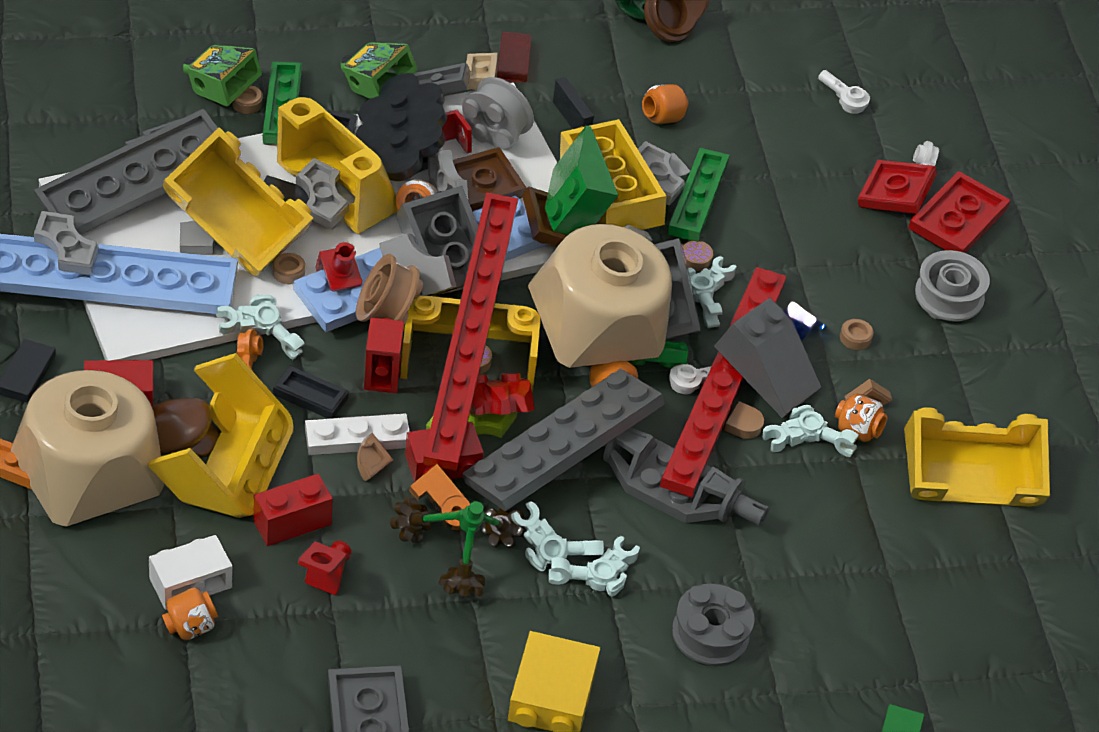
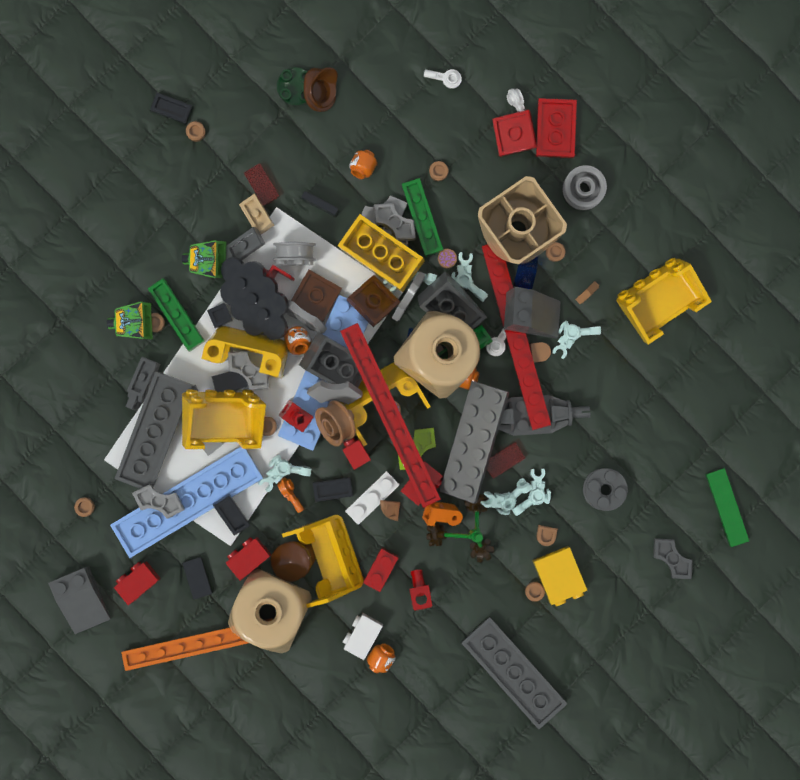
camera: 30 degrees left, 40 degrees up
(147, 318) = (231, 514): none -> black tile
(496, 687) = (534, 591): none -> medium nougat tile
(502, 395) = (425, 431): red plate -> none
(576, 628) = (546, 535): none -> medium nougat tile
(579, 186) = (374, 281): green slope -> none
(587, 507) = (504, 460): none -> clear red tile
(760, 170) = (438, 171): none -> medium nougat tile
(830, 244) = (531, 206): none -> tan piece
(862, 416) = (594, 312): orange head -> none

